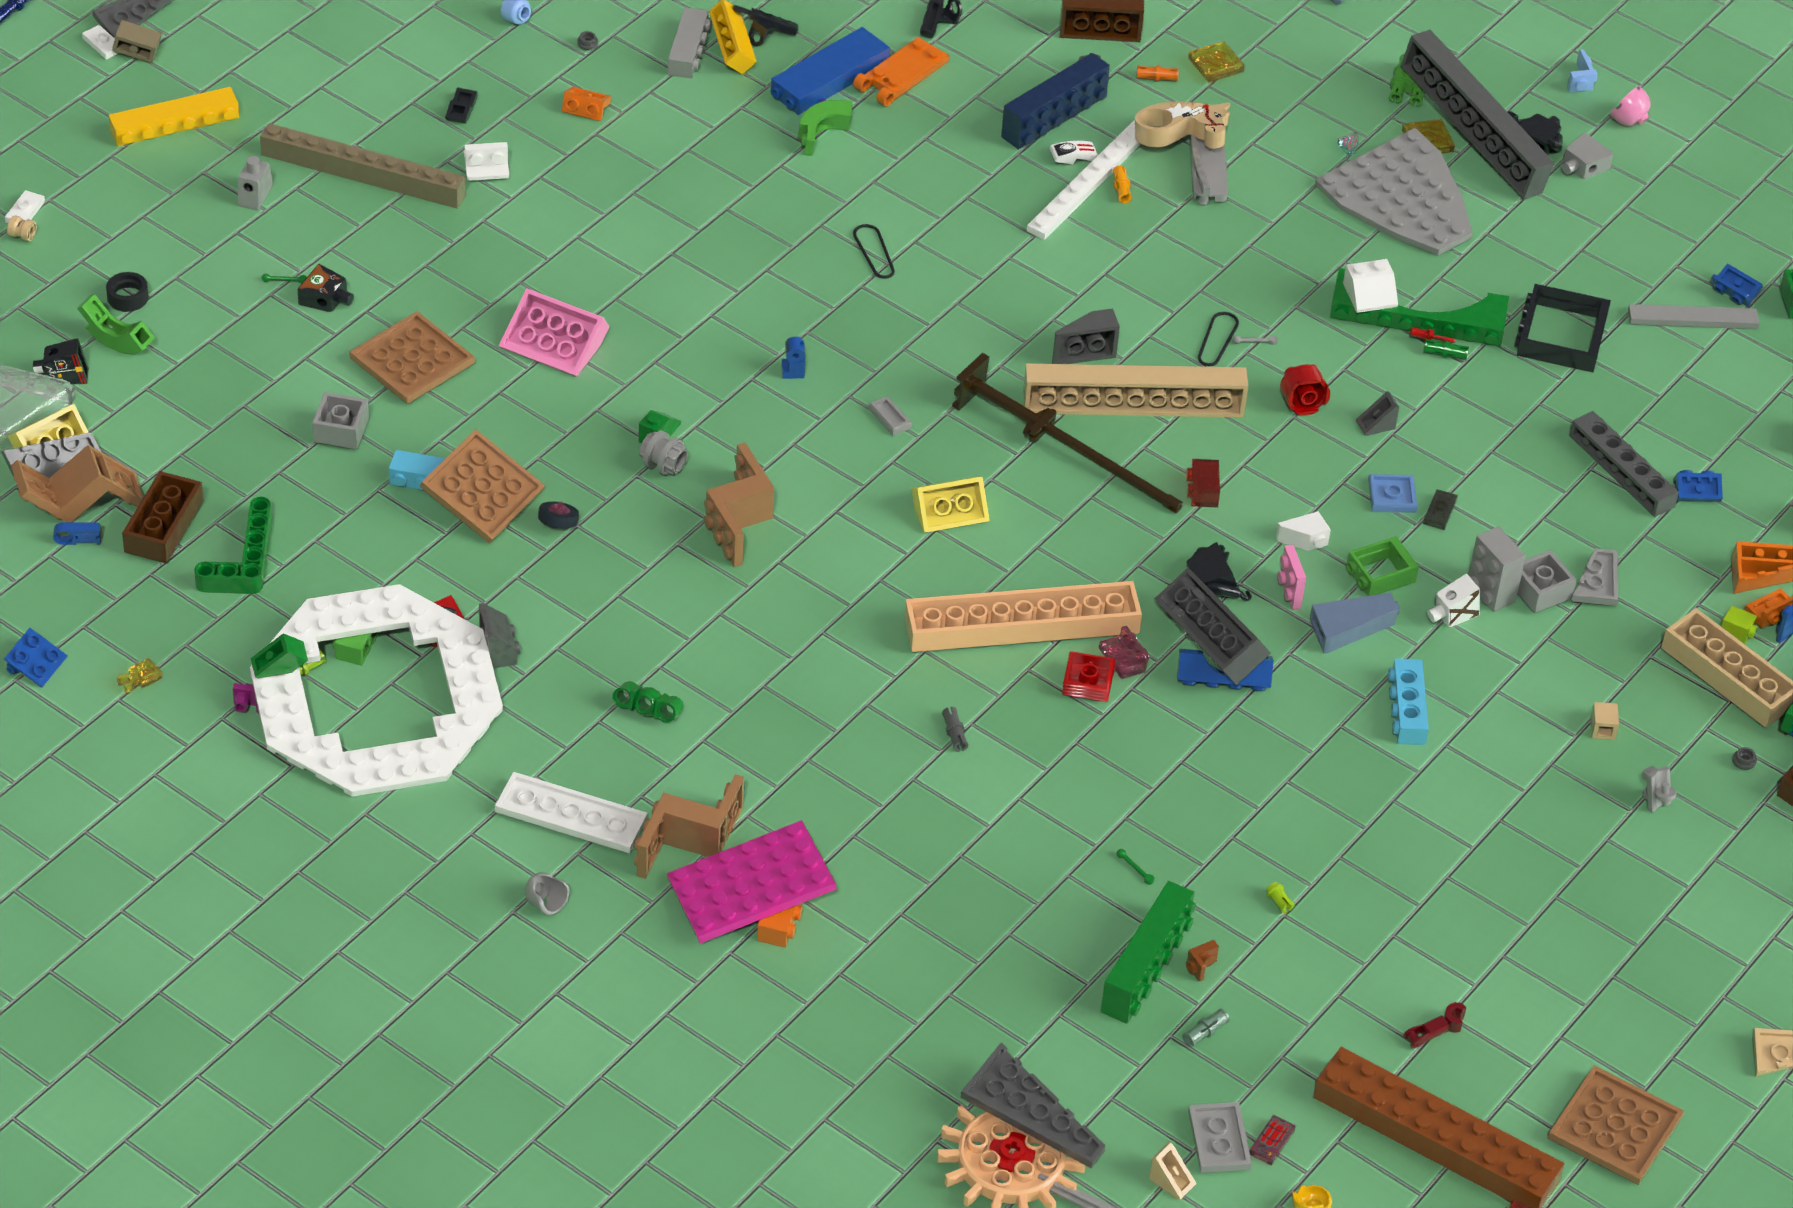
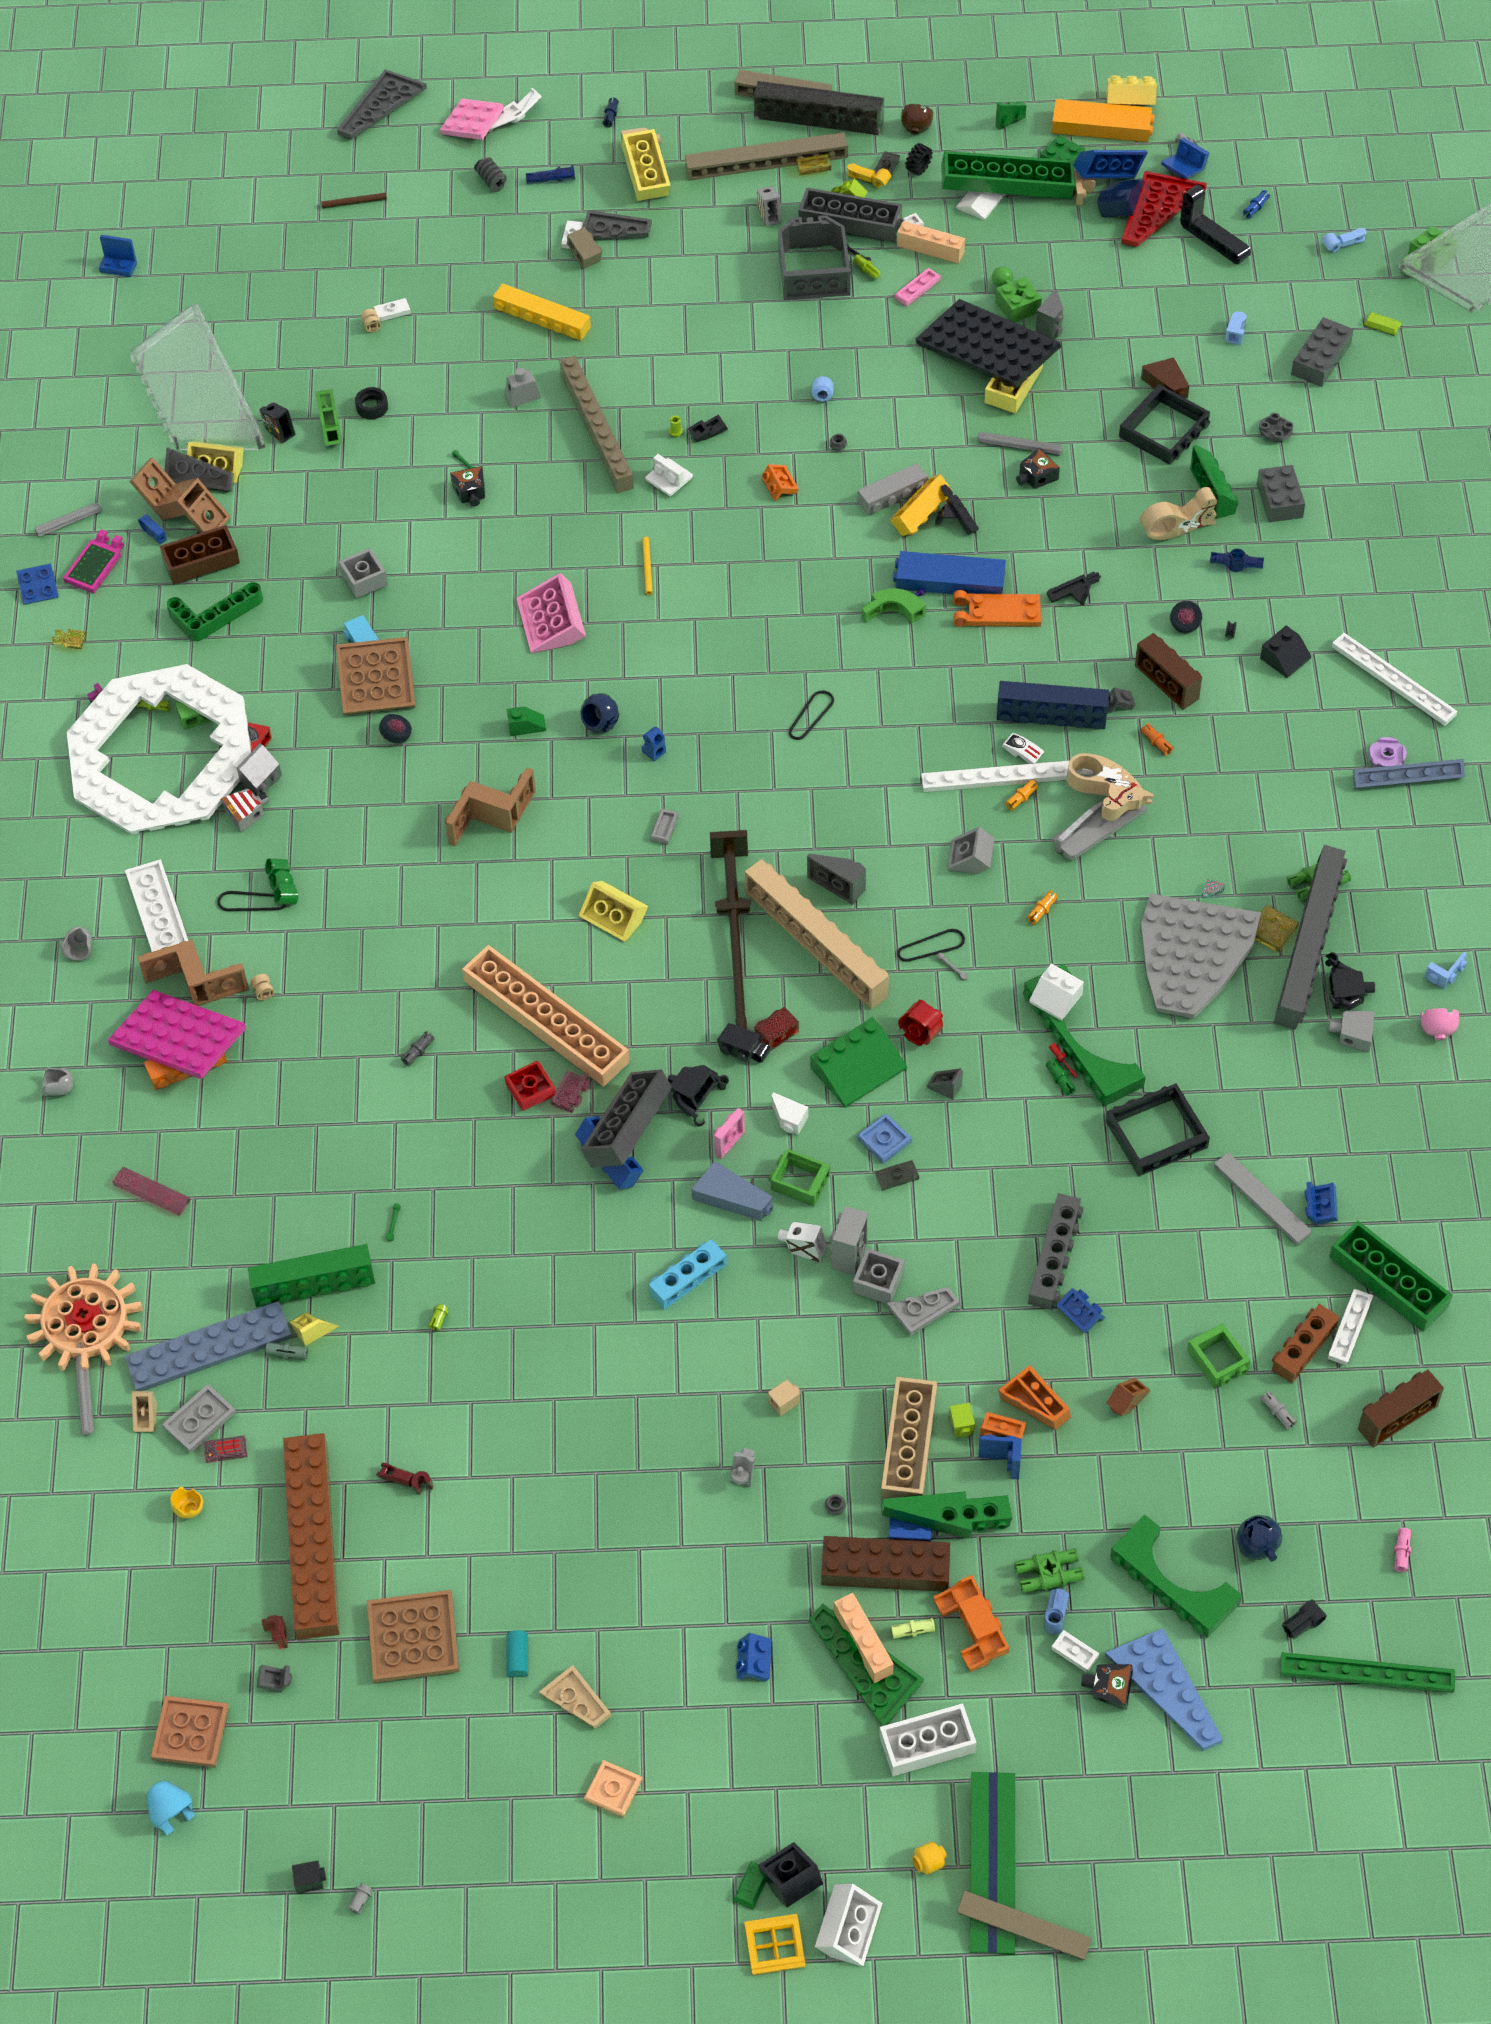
camera: 55 degrees right, 10 degrees up
(62, 602) = (94, 562): none -> tile
(279, 657) = (123, 686): green slope -> none
(412, 357) = (458, 566): medium nougat plate -> none
(435, 125) = (675, 429): none -> lime pin
(522, 676) = (244, 808): none -> torso
(572, 241) = (647, 566): none -> yellow piece
(642, 752) = (247, 909): none -> black piece
(663, 453) = (498, 739): light grey piece -> none
(700, 1001) = (57, 1082): none -> light grey hair
(718, 369) = (599, 713): none -> dark blue piece
(758, 791) = (262, 987): none -> tan wheel
(909, 1019) = (151, 1191): none -> clear pink tile
(1027, 1104) = (119, 1291): dark grey wing -> none
(1140, 1083) = (207, 1346): none -> sand blue plate
(1149, 249) = (971, 852): none -> light grey slope
(1194, 995) = (311, 1328): none -> light yellow slope
(1198, 512) = (742, 1043): none -> black hinge
(1201, 957) = (341, 1307): dark orange bracket -> none
(1216, 61) = (1206, 762): clear yellow plate -> none
(1256, 248) = (1042, 907): none -> light orange pin
(1297, 457) = (857, 1062): none -> green slope
(1702, 1064) = (516, 1653): none -> teal brick

